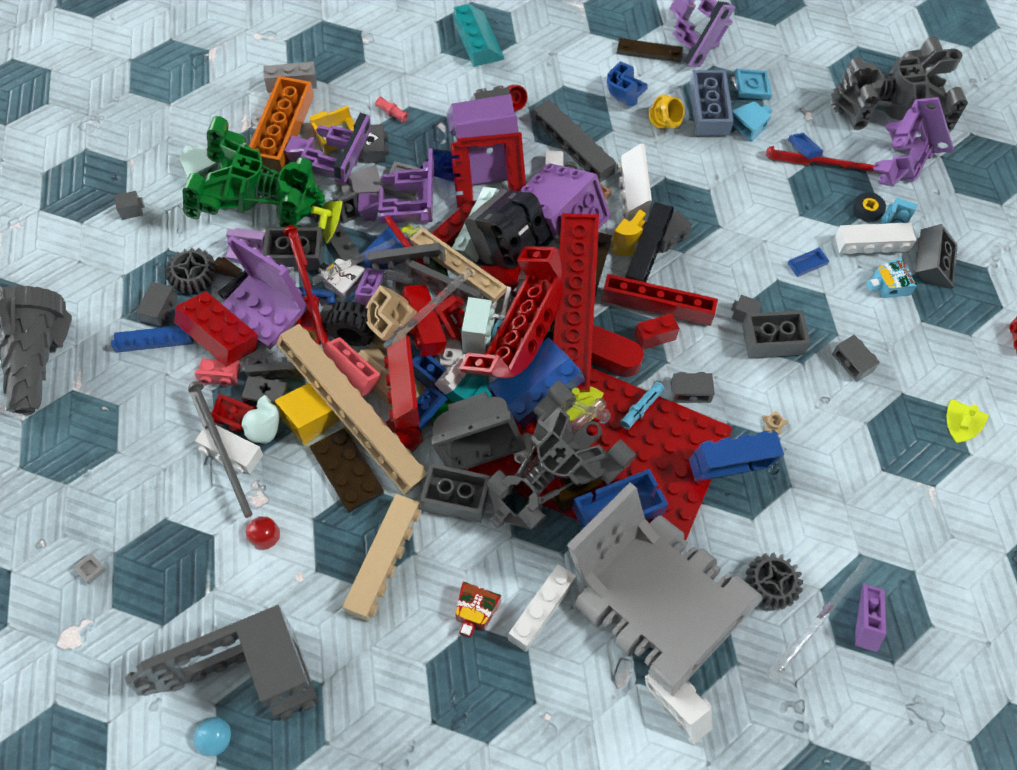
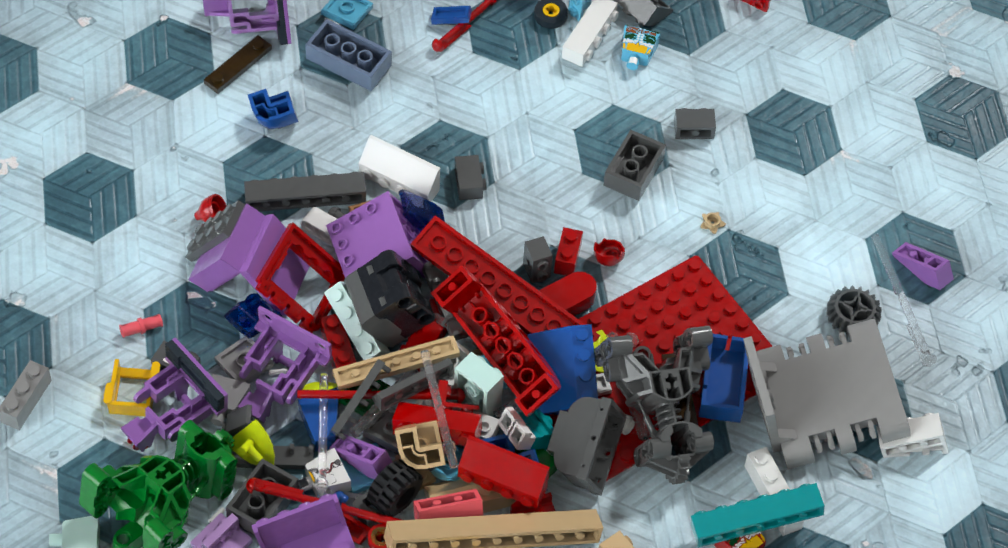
camera: 60 degrees left, 5 degrees down
(281, 120) = (82, 427): orange brick -> none
(455, 493) = (627, 497): dark grey brick -> none
(476, 35) = (100, 199): teal slope -> none
(497, 603) = (757, 514): none -> teal brick
(610, 212) = (418, 209): none -> clear blue slope
(628, 235) = (455, 207): yellow brick -> none
(629, 312) = (537, 259): none -> dark grey brick
(637, 411) = (639, 313): medium azure pin -> none
(650, 242) = (478, 201): black beam -> none
(659, 299) = (544, 223): red brick -> none
(666, 112) = (331, 95): yellow helmet -> none
(679, 359) = (609, 252): none -> red hair
(692, 387) = (641, 260): dark grey brick -> none
(732, 455) = (733, 266): blue piece -> none
(745, 306) = (592, 171): dark grey brick -> none
(751, 119) = (392, 35): medium azure torso -> none
(808, 262) = (574, 95): blue tile -> none
(964, 421) = (799, 89): neon yellow shield -> none

